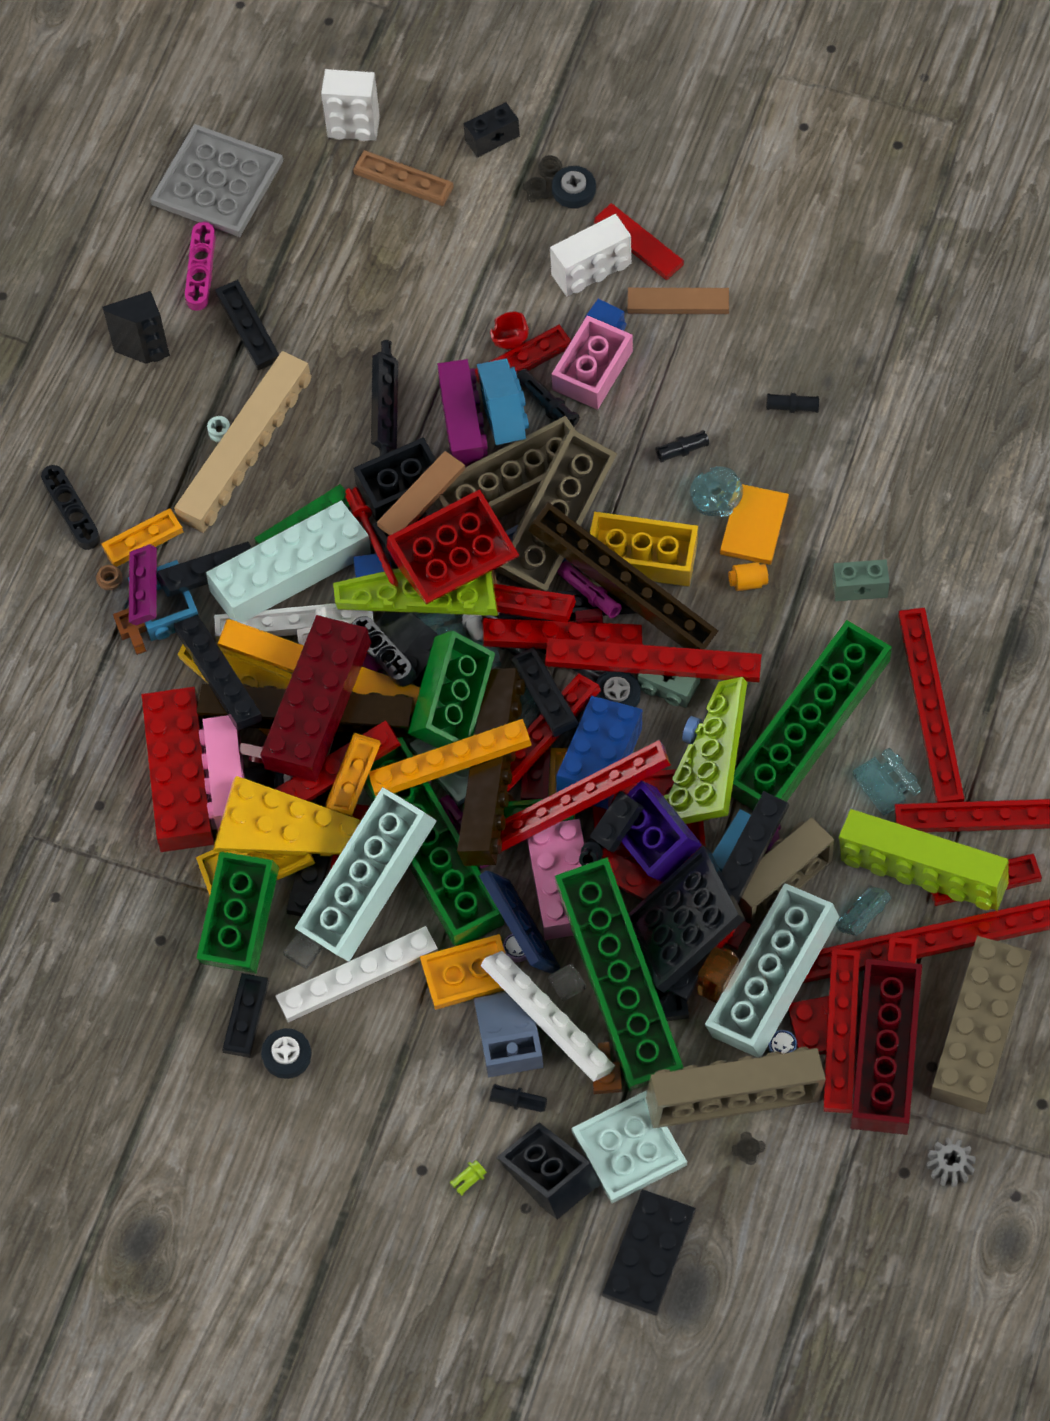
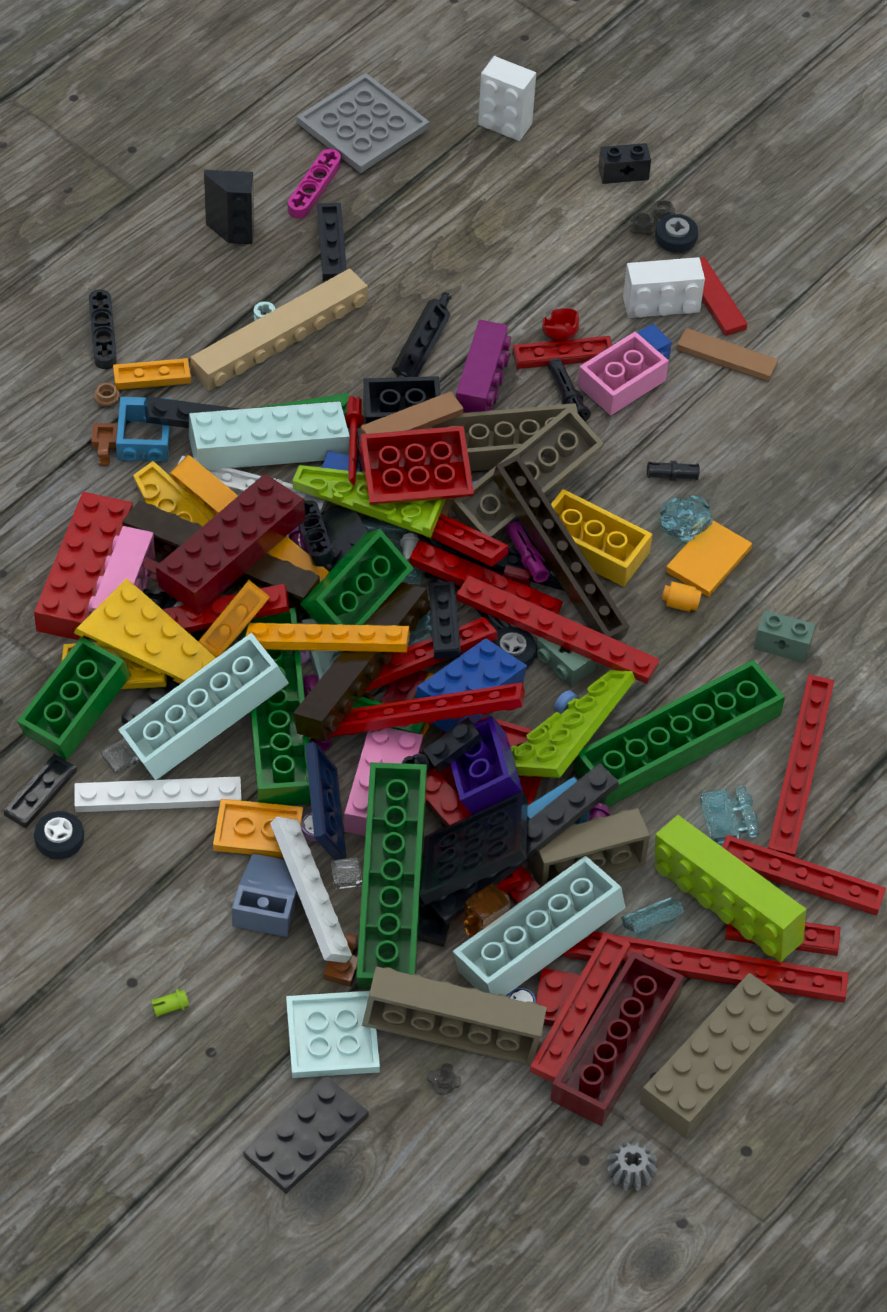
camera: 15 degrees right, 10 degrees down
(142, 584) = (128, 404): magenta plate -> none
(218, 672) = (157, 496): black plate -> none
(403, 178) = (528, 176): medium nougat tile -> none
(503, 401) = (523, 371): dark azure brick -> none
(517, 1098) = (249, 953): black axle -> none
(549, 1170) = (248, 1026): black slope -> none
(792, 403) = (792, 471): black pin -> none
(902, 950) = (672, 958): red plate -> none

